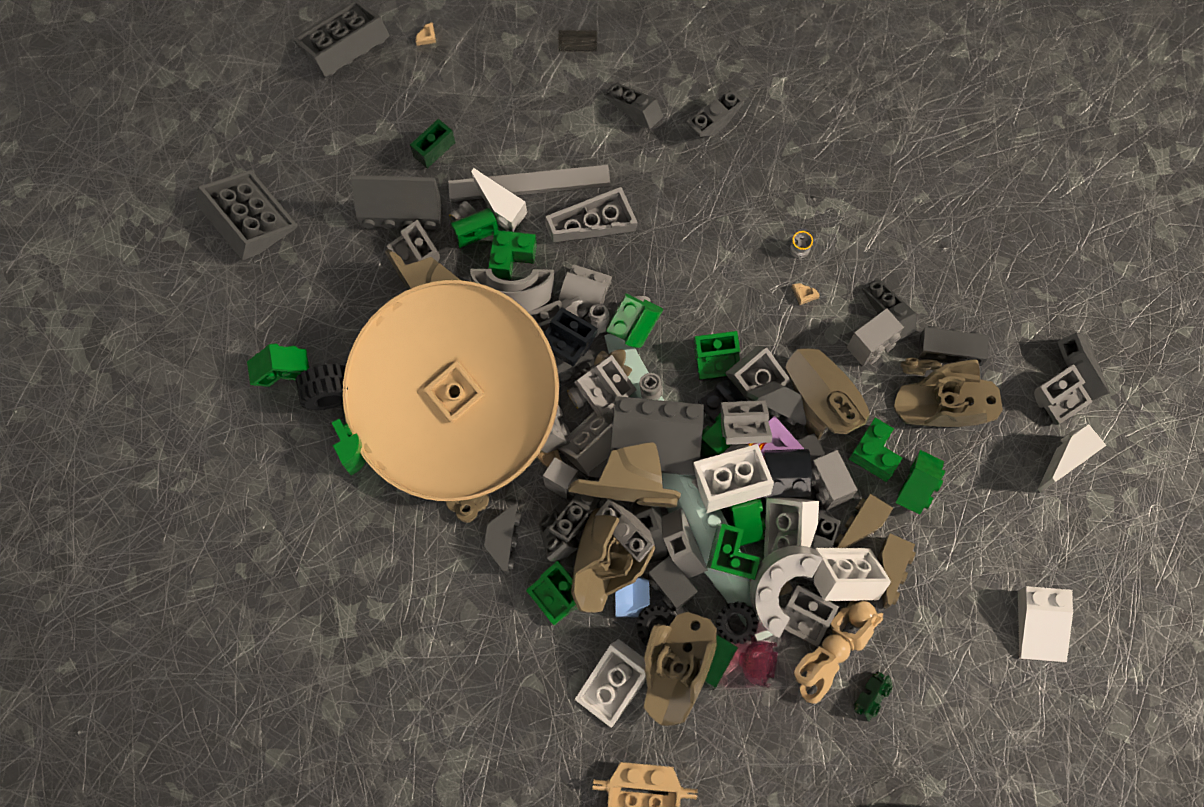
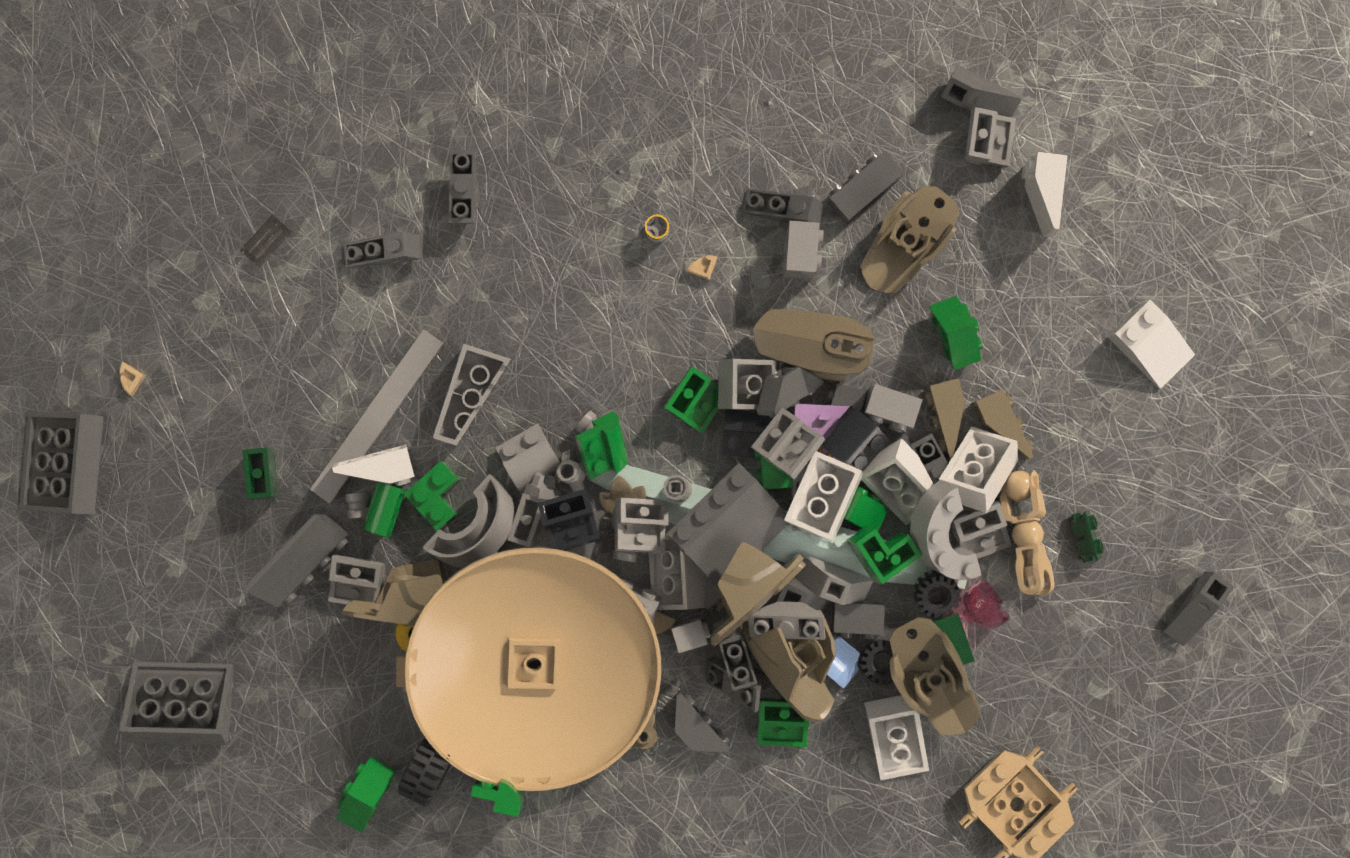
camera: 50 degrees left, 15 degrees up
(873, 455) = (894, 349): green brick -> none
(919, 367) = (859, 233): dark tan plate -> none

